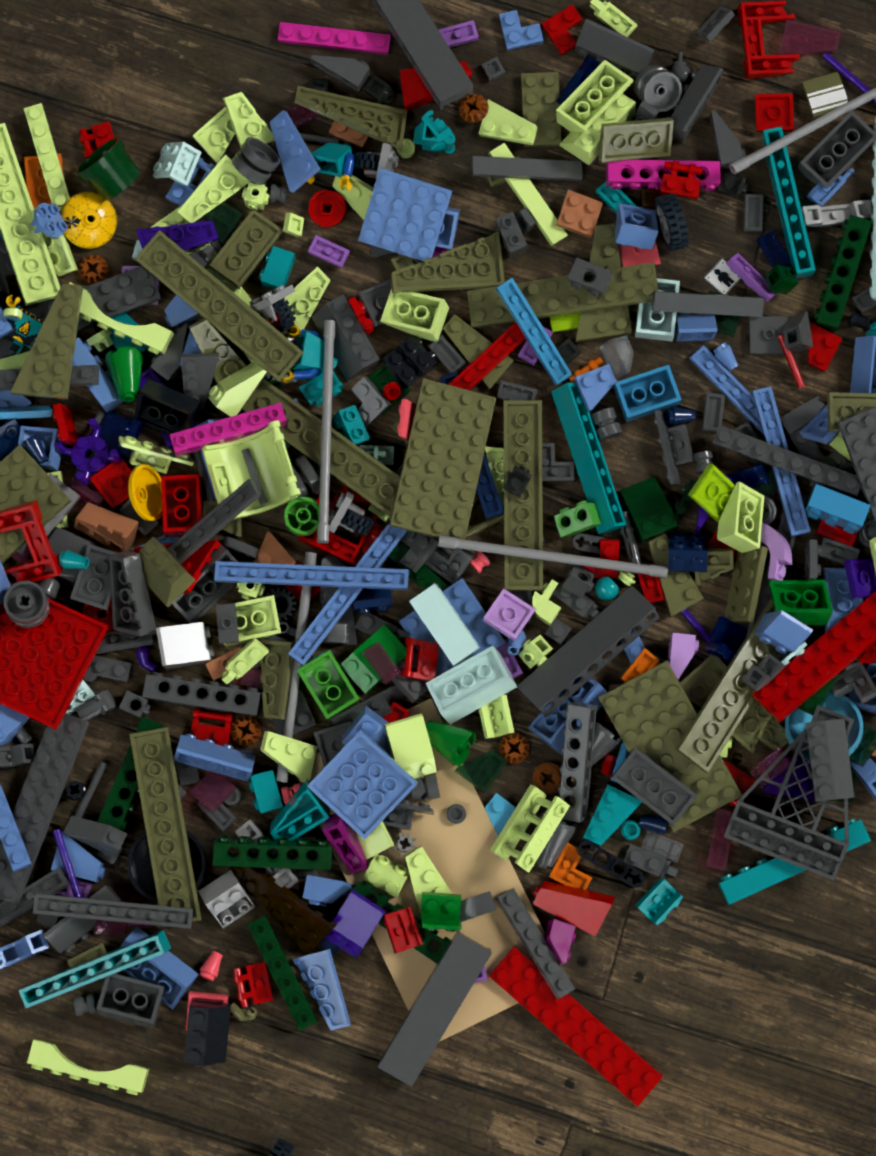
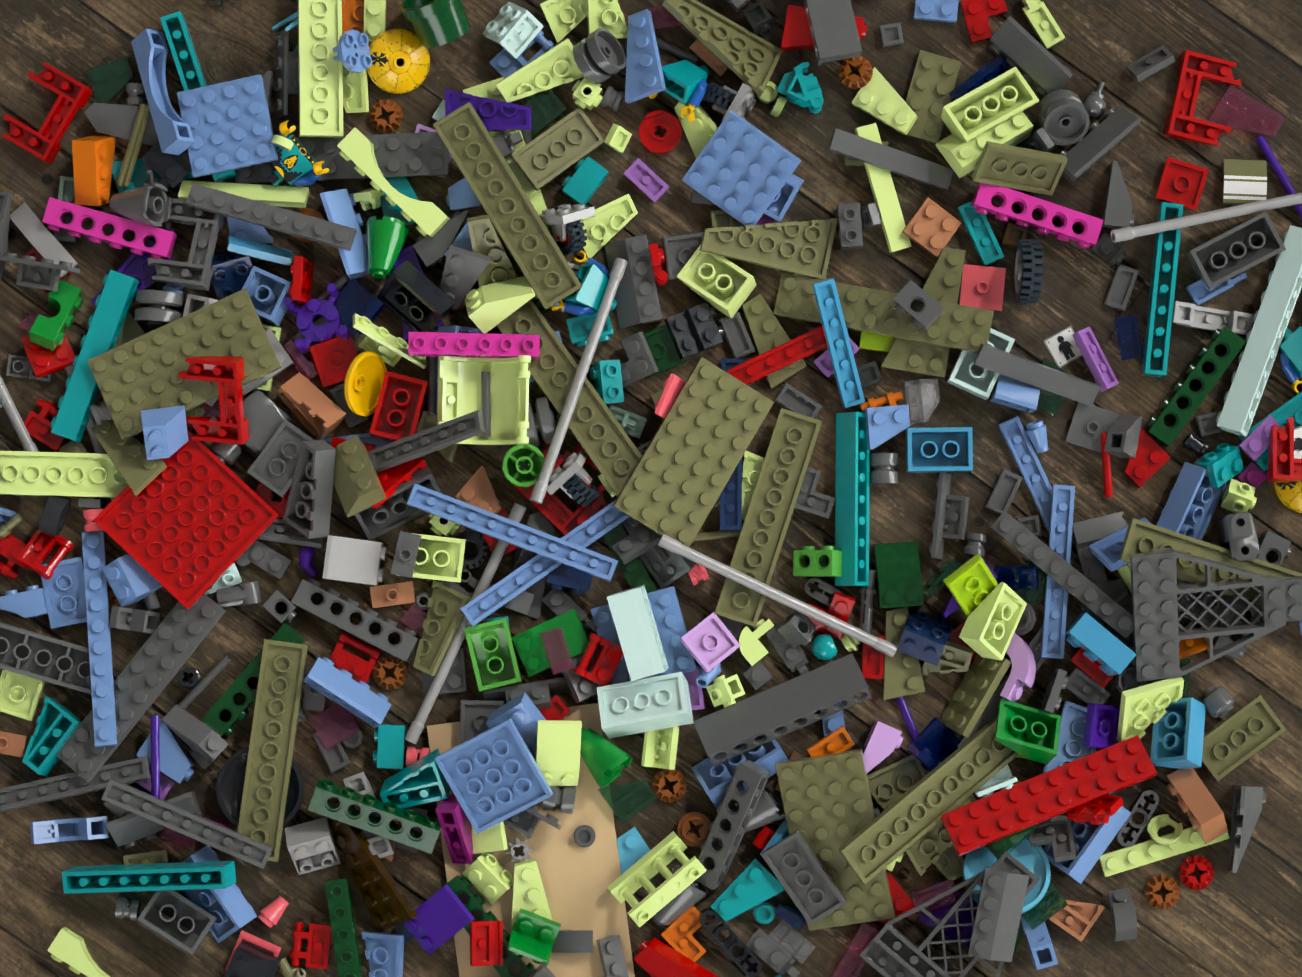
camera: 15 degrees right, 5 degrees up
(21, 594) = (192, 453): dark grey wheel -> none
(35, 448) = (261, 298): dark blue cone -> none
(51, 357) = (308, 205): olive wing -> none
(72, 560) = (262, 432): teal cone -> none
(240, 547) = (447, 473): dark grey beam -> none
(244, 660) = (411, 598): yellowish green hinge -> none
(290, 753) = (428, 715): yellowish green wing -> none
(325, 890) = (418, 872): medium blue slope -> none
(394, 393) = (664, 357): red plate -> none
(418, 156) = (778, 106): none -> yellowish green tile
(518, 481) = (767, 501): pearl dark grey bracket -> none
(636, 226) = (988, 263): medium blue slope -> none
(678, 416) = (966, 485): dark blue cone -> none
(681, 186) = (1050, 234): red plate -> none
(761, 675) = (958, 798): dark grey slope -> none
(781, 279) = (1126, 372): dark green brick -> none
(782, 631) = (995, 759): medium blue slope -> none

